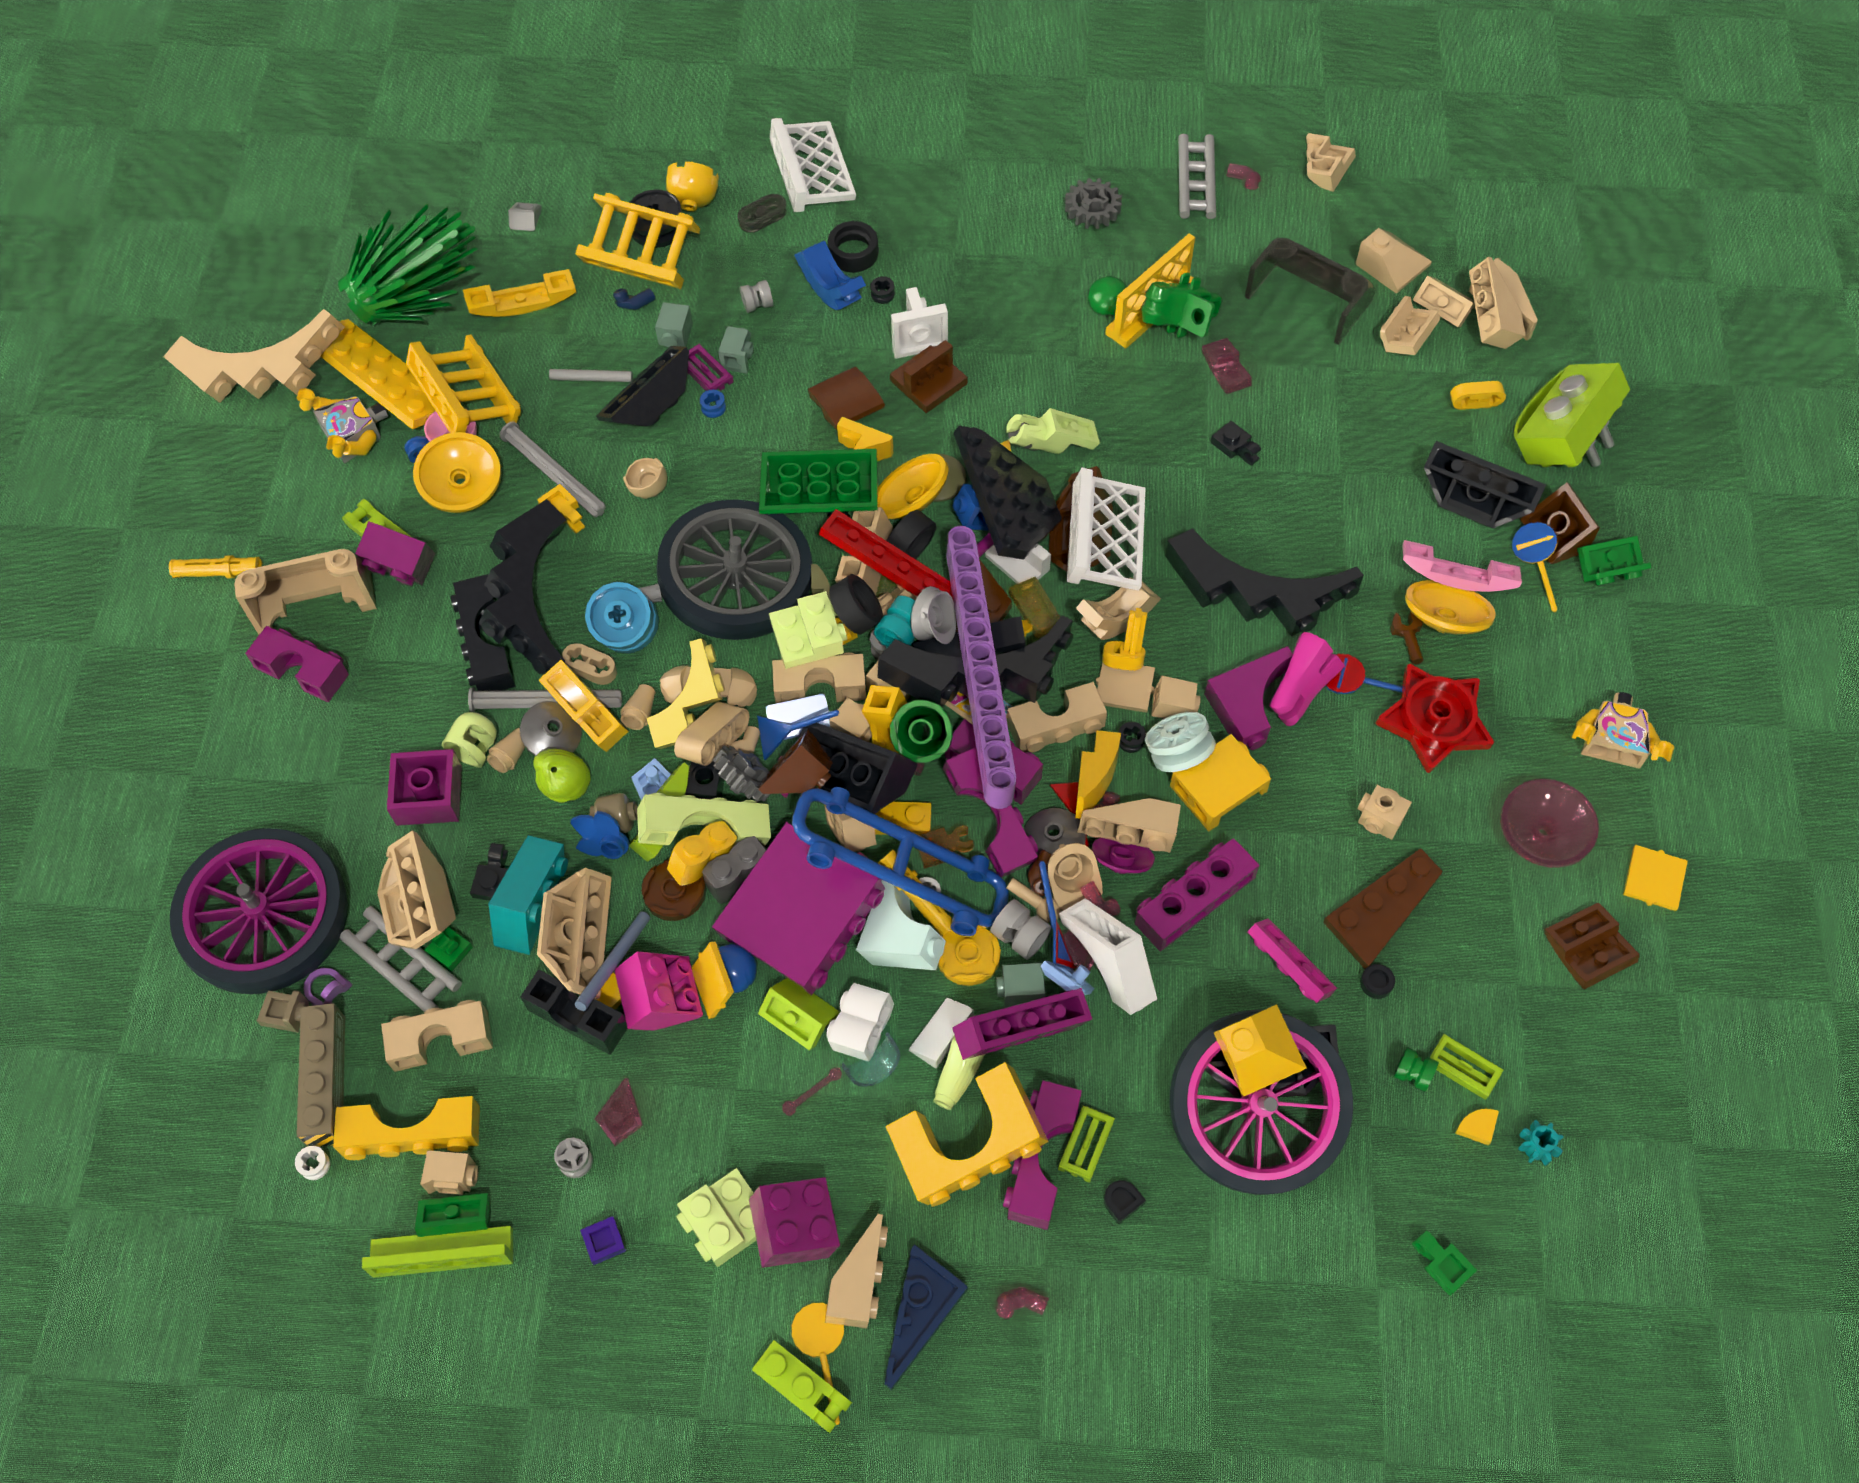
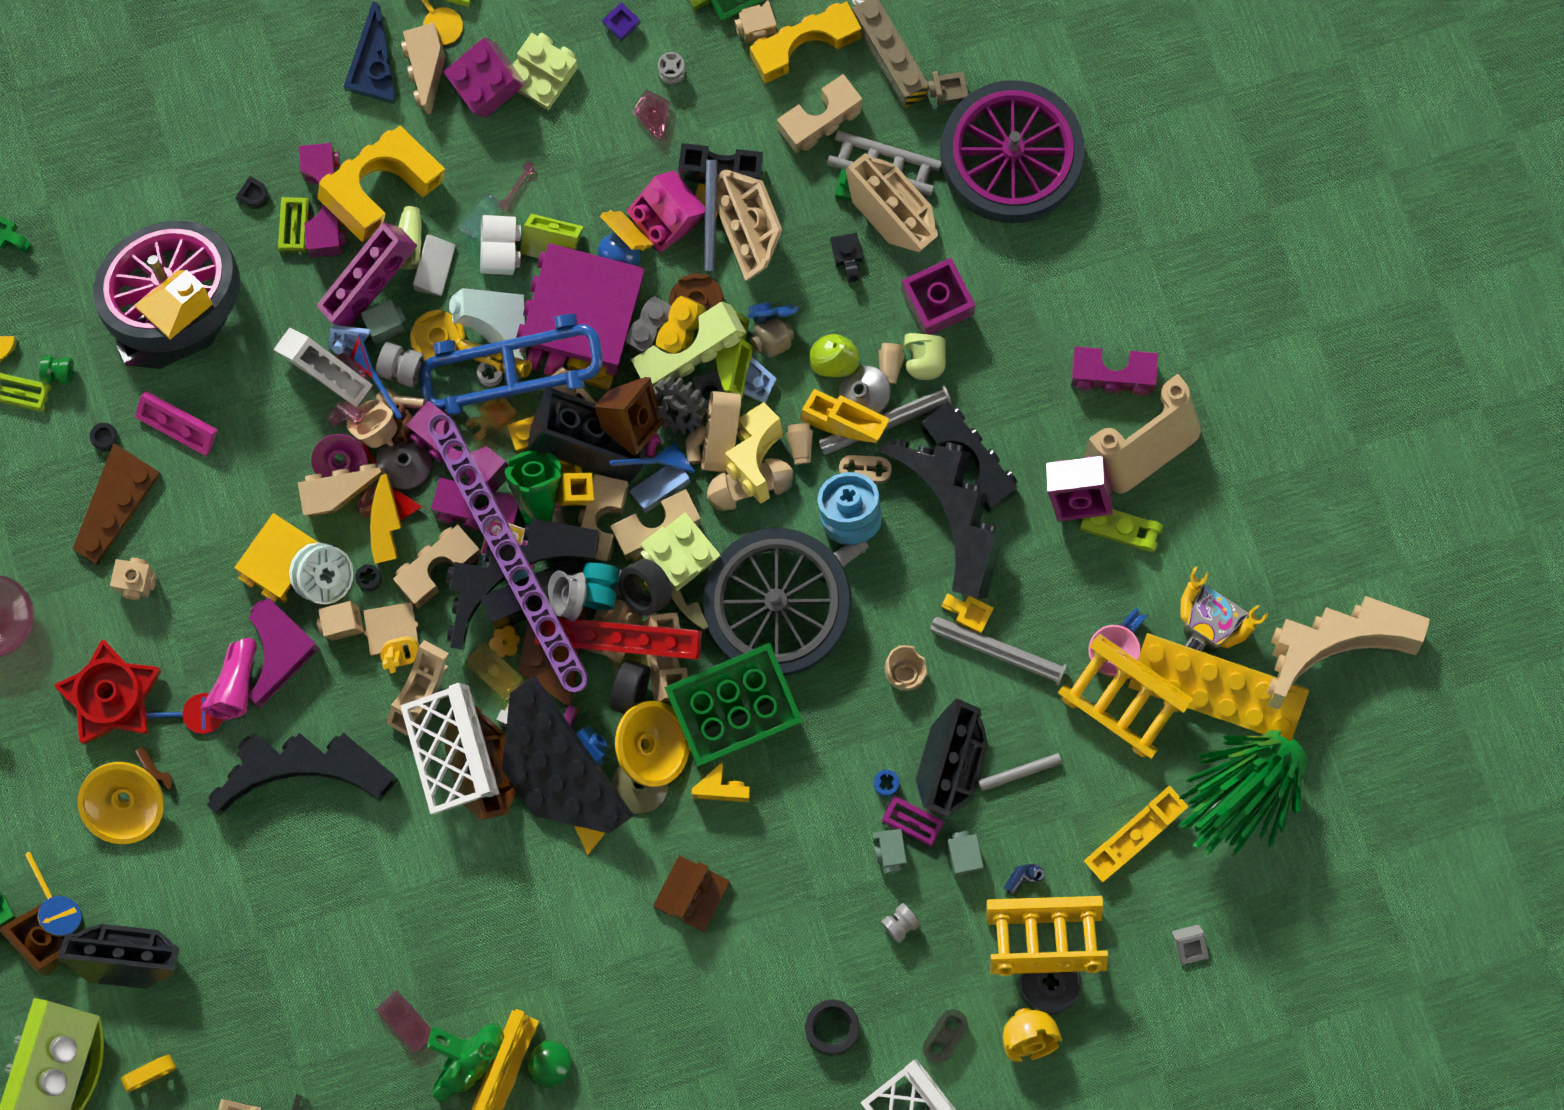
camera: 160 degrees right, 15 degrees up
(227, 566) = (1235, 437): yellow pin -> none
(335, 987) = (917, 107): medium lavender piece -> none
(452, 458) = (1075, 584): yellow dish -> none
(519, 897) = (806, 247): teal wedge -> none
(827, 278) = (833, 967): blue arch -> none
(846, 396) = (760, 836): reddish brown slope -> none
(882, 296) = (777, 977): black bush -> none
(918, 326) = (717, 931): white bracket -> none
(1019, 1298) = (305, 96): clear pink arm -> none
(1052, 431) = (542, 861): yellowish green plate -> none
(1165, 928) = (283, 411): magenta brick -> none
(1235, 441) = (372, 930): black plate -> none
(1456, 575) = (120, 852): bright pink slope -> none

